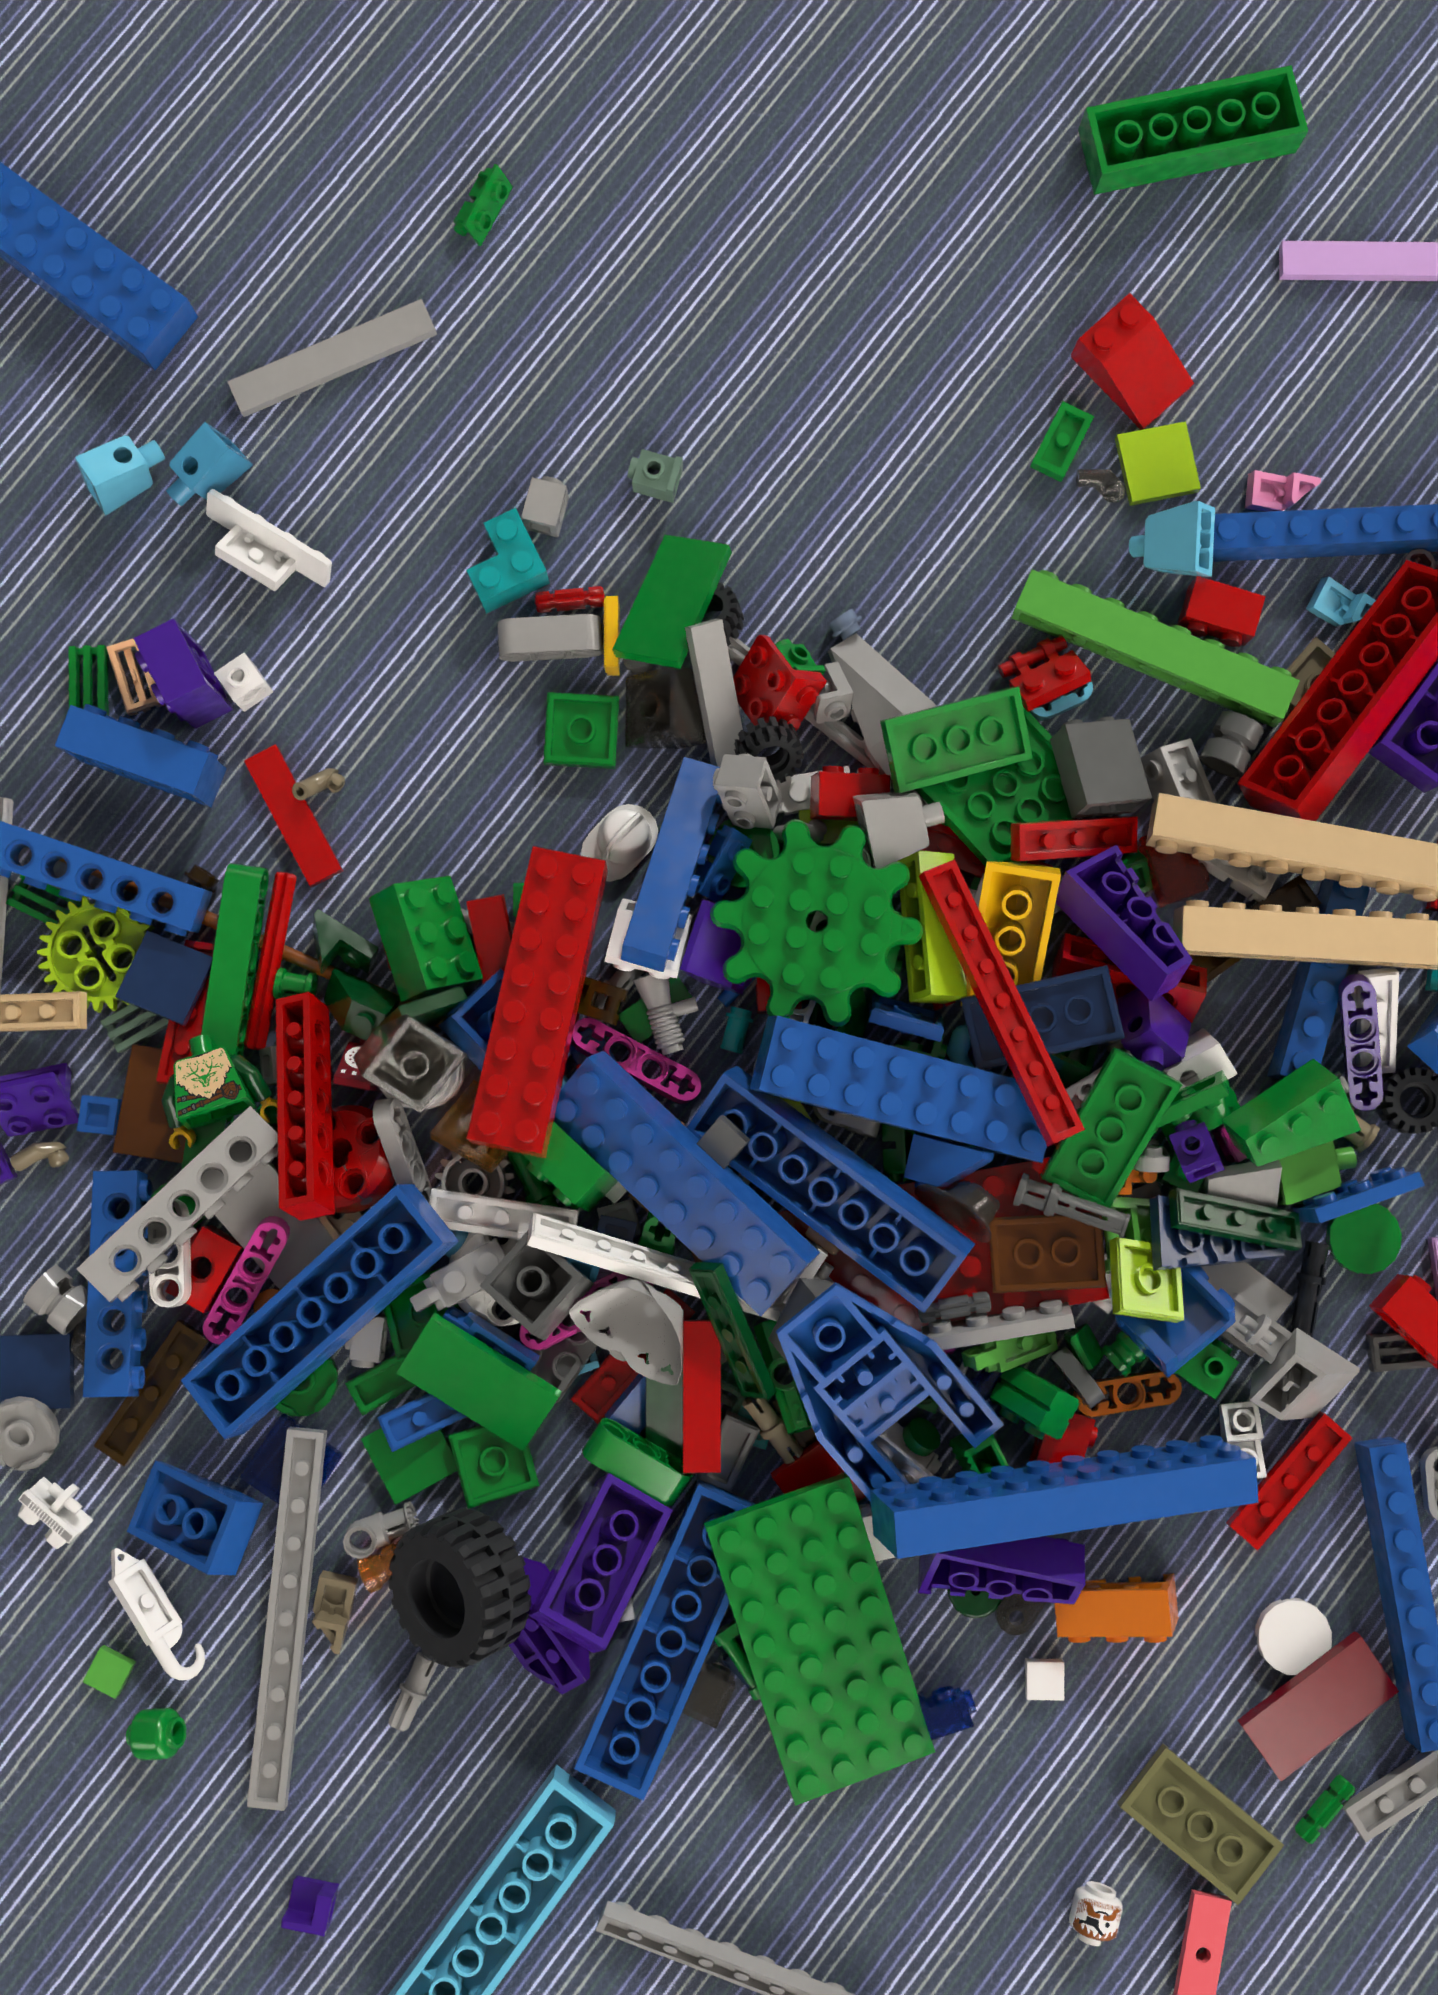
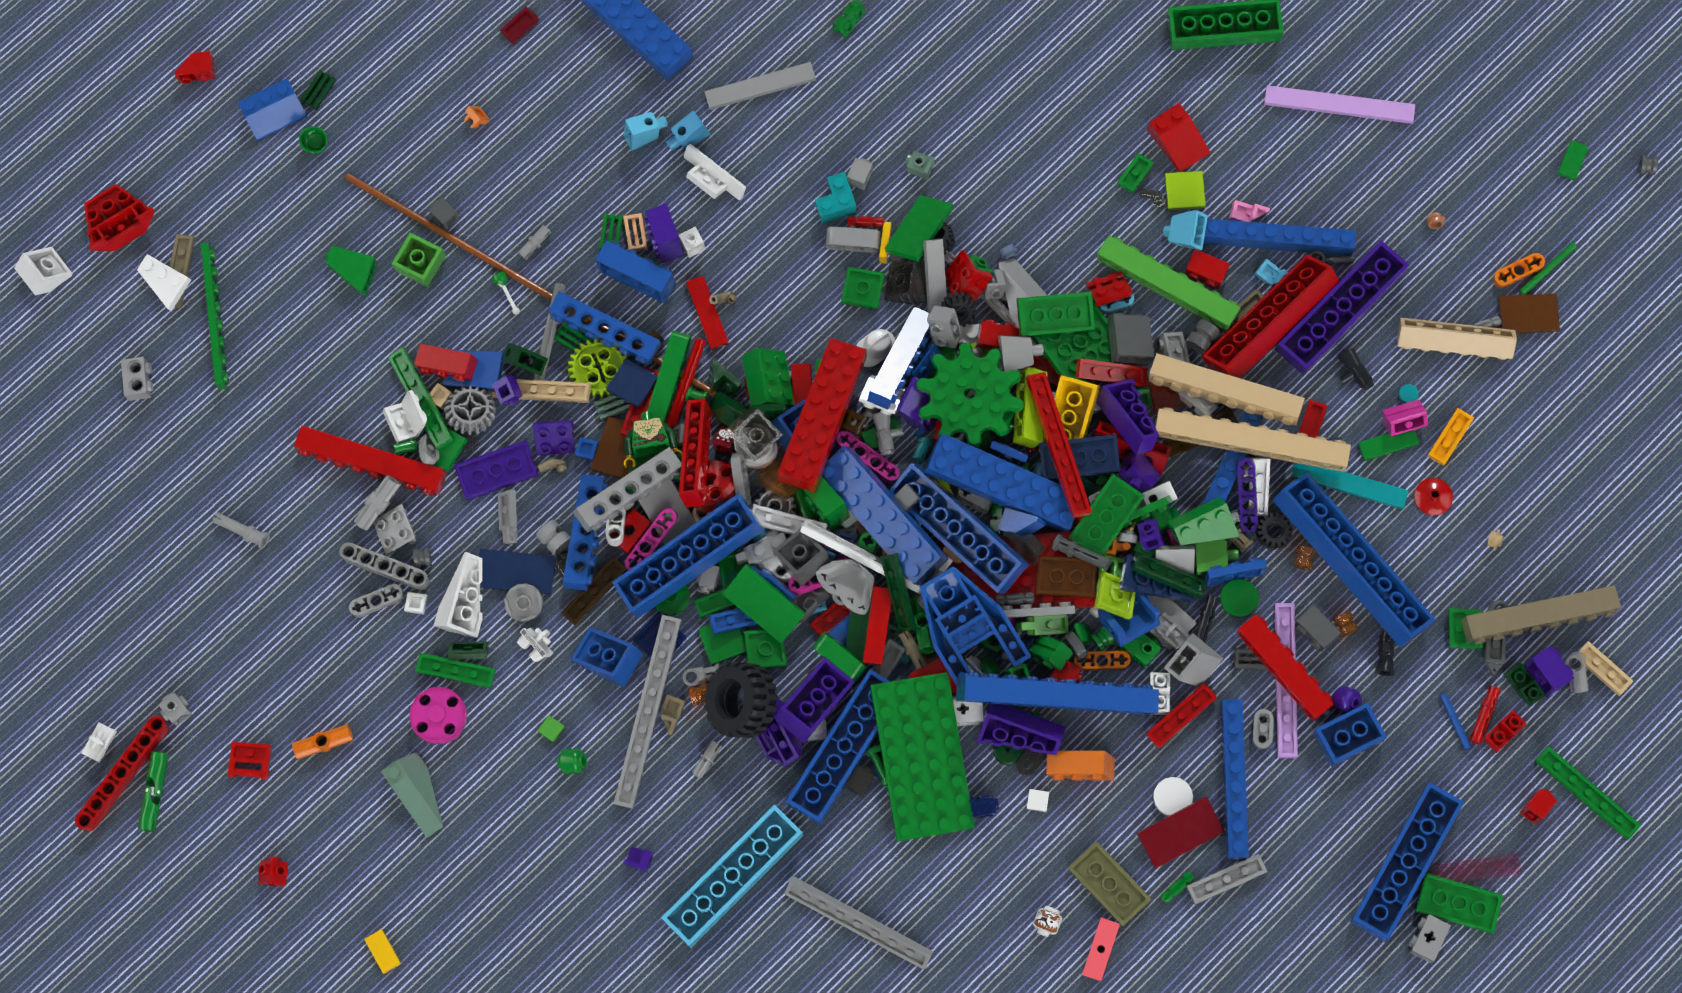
camera: 20 degrees right, 10 degrees down
(151, 1612) = (578, 700): white plate -> none

